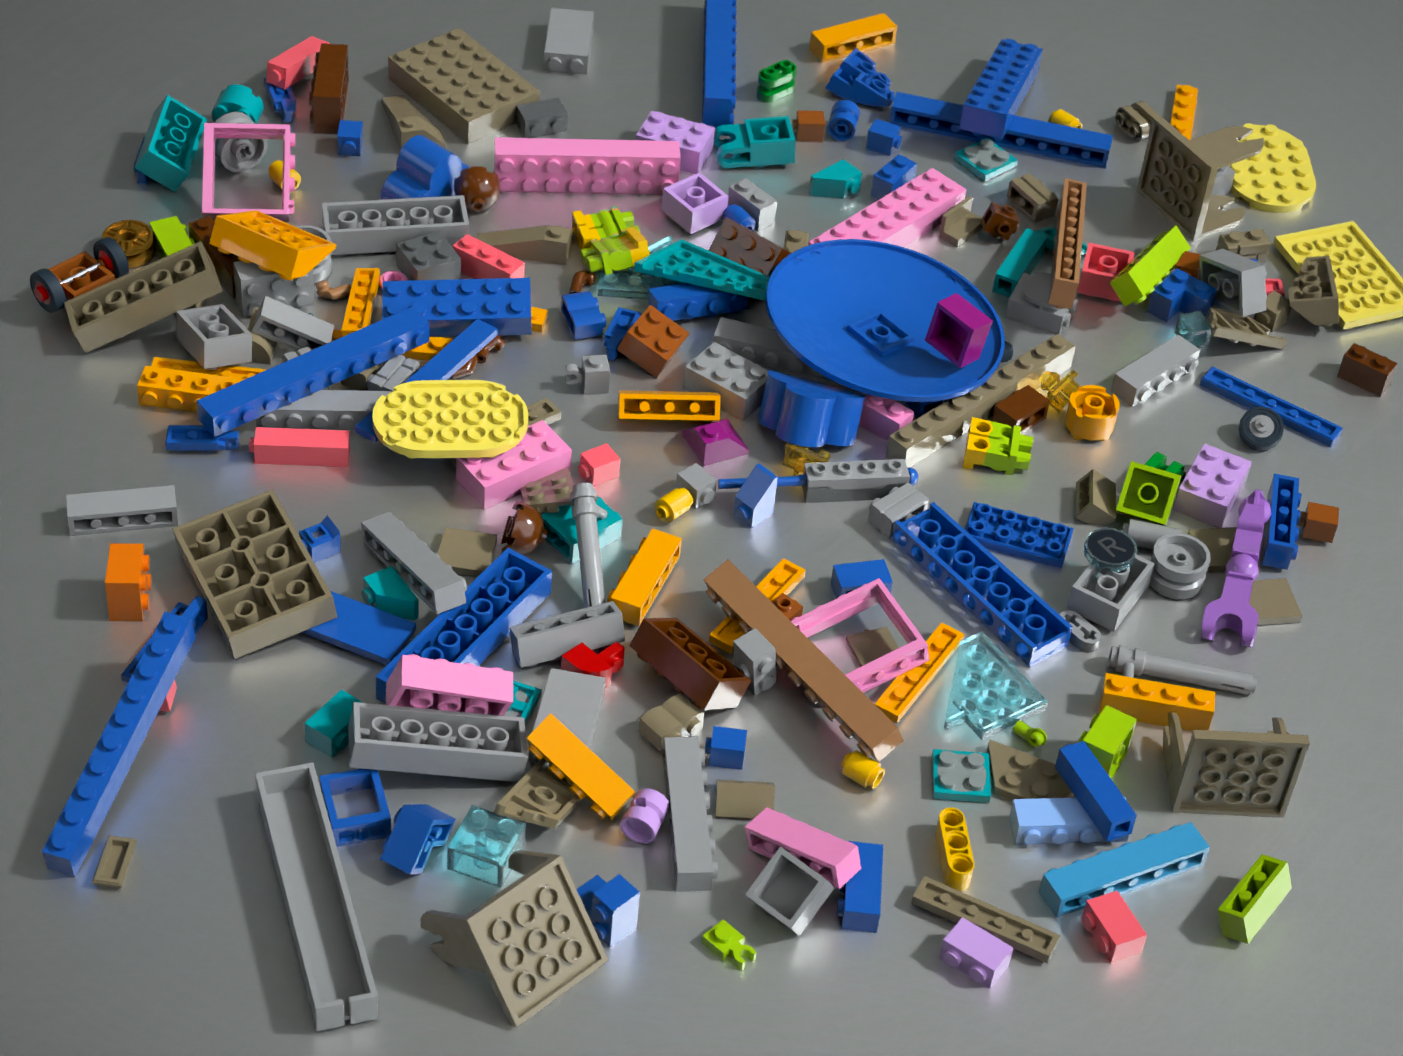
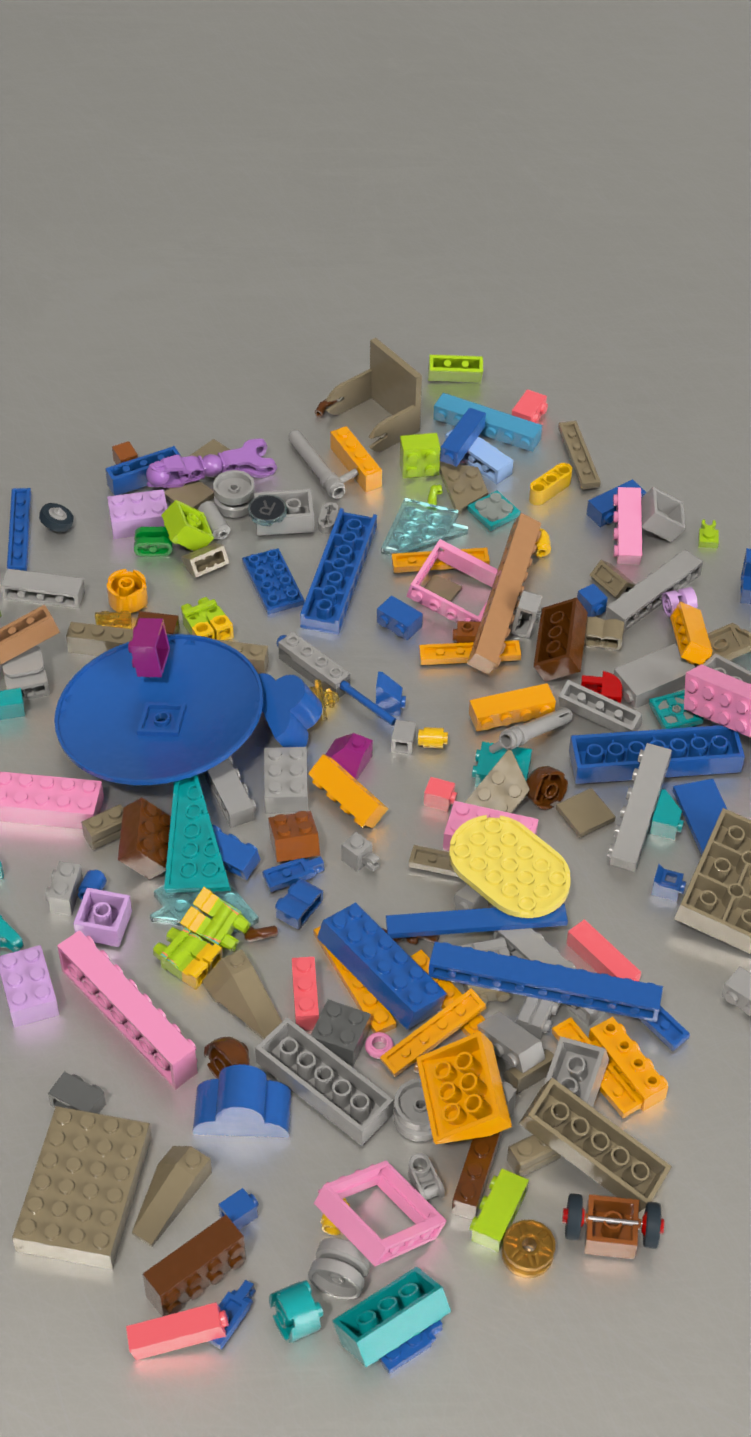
camera: 125 degrees left, 5 degrees up
(897, 505) = (319, 634): light grey brick -> none
(976, 952) = (605, 446): lavender brick -> none

